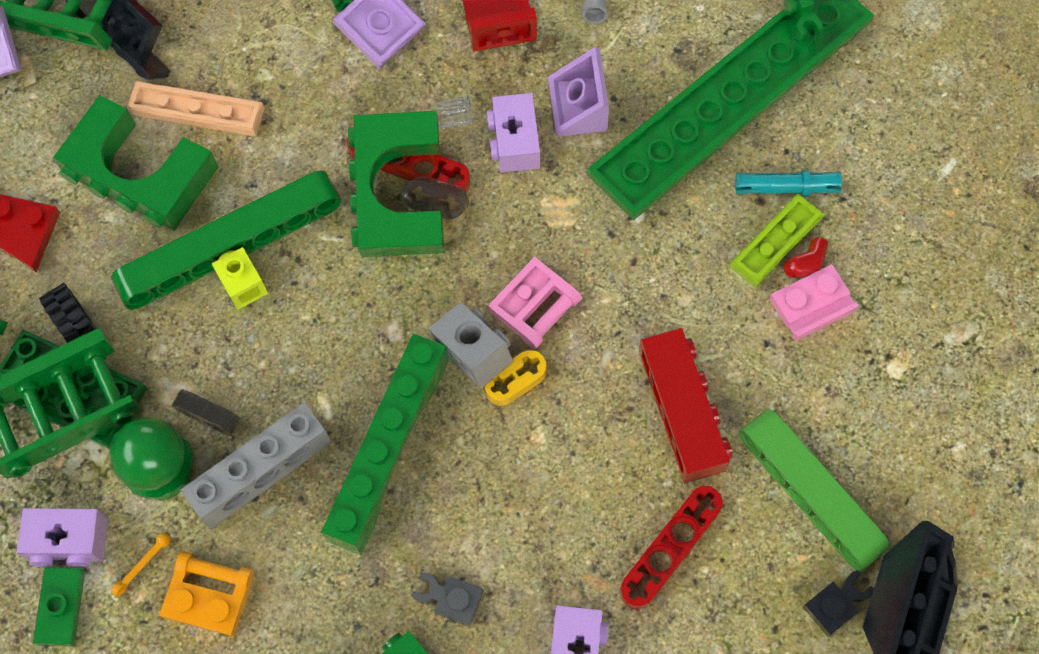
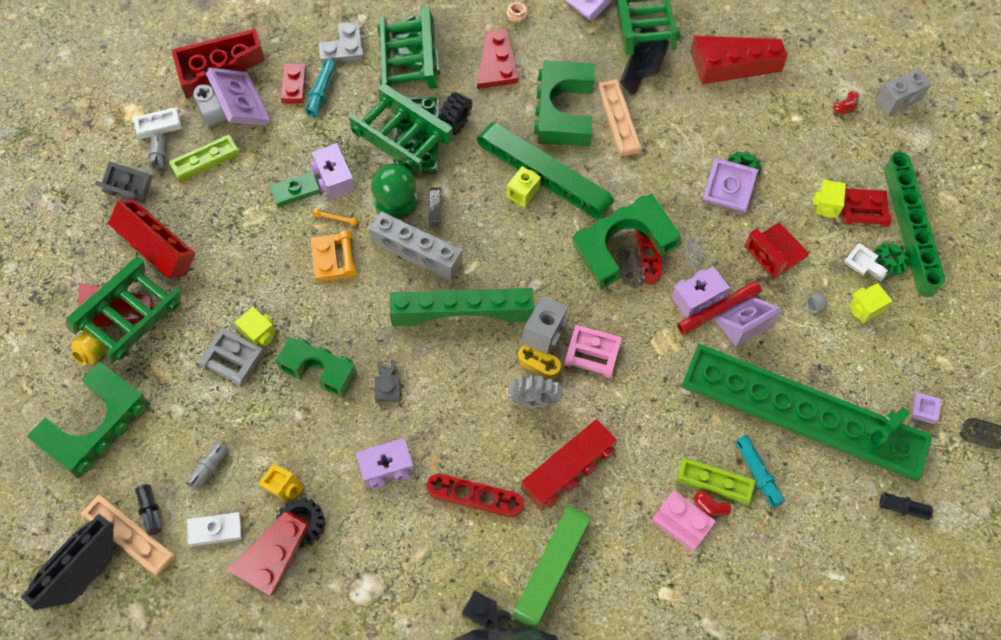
camera: 60 degrees right, 5 degrees down
(550, 155) = (697, 319): none -> red piece
(567, 400) = (534, 392): none -> light grey gear
(897, 48) = (905, 506): none -> black axle

